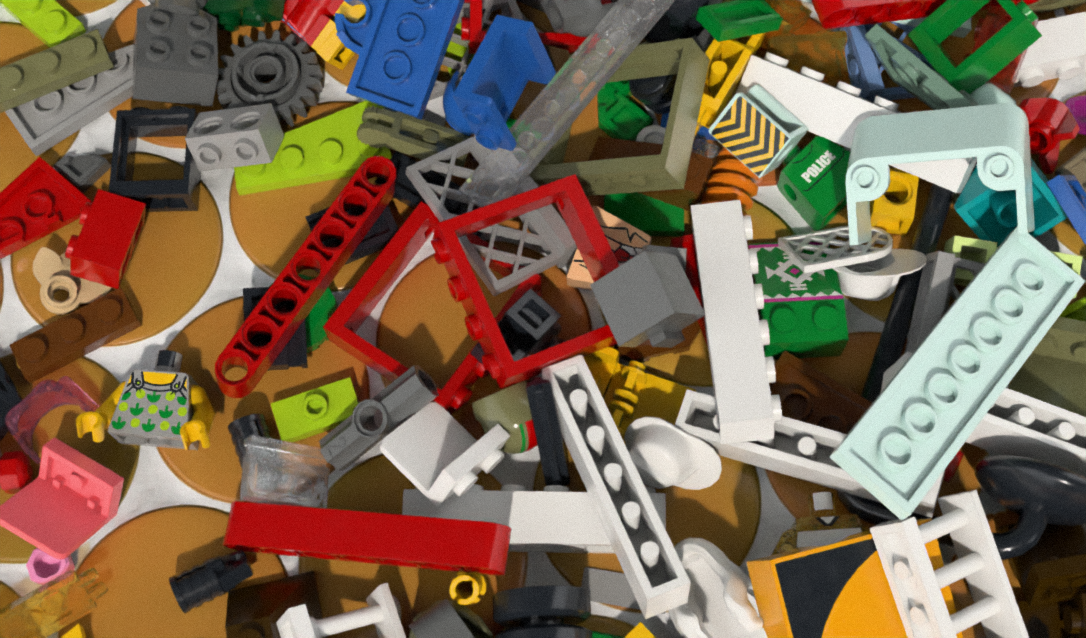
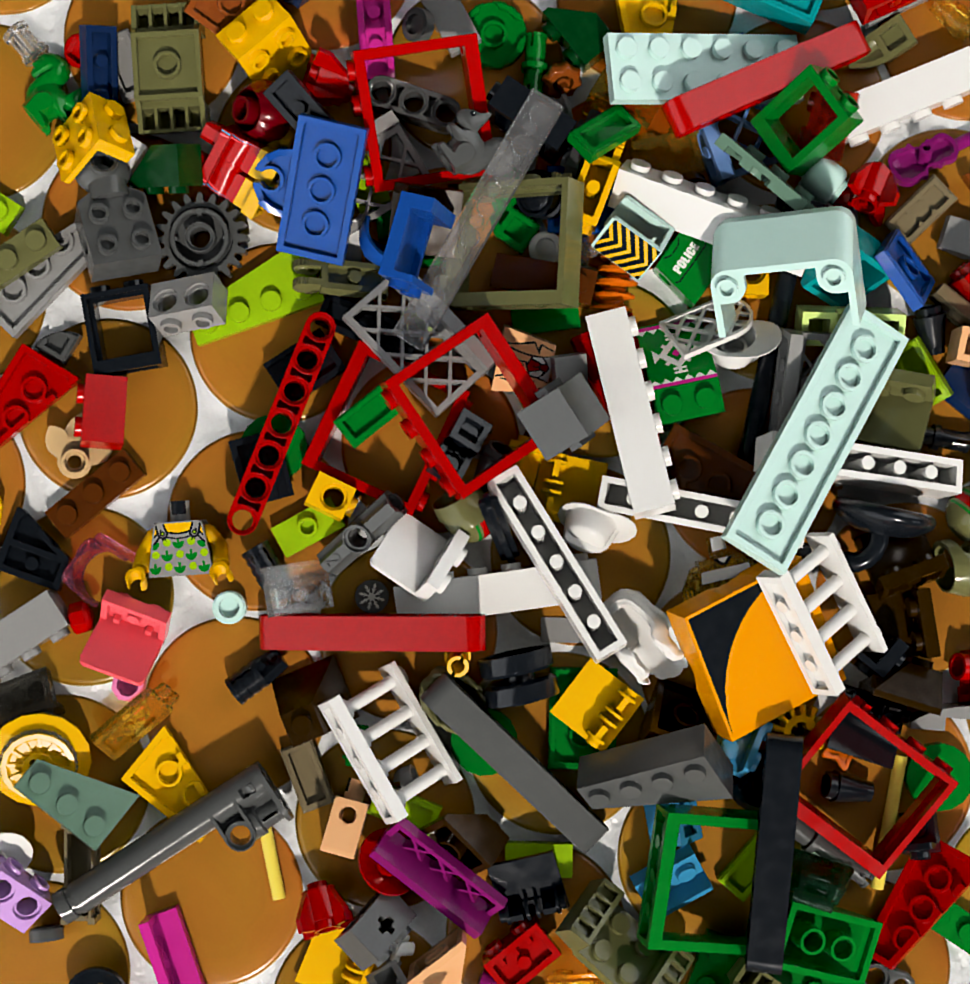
camera: 10 degrees left, 20 degrees up
(199, 492) = (229, 607): none -> light aqua tile
(346, 355) = (324, 483): none -> yellow brick
(377, 499) = (372, 596): none -> dark grey tile
(411, 284) = (365, 417): none -> green tile

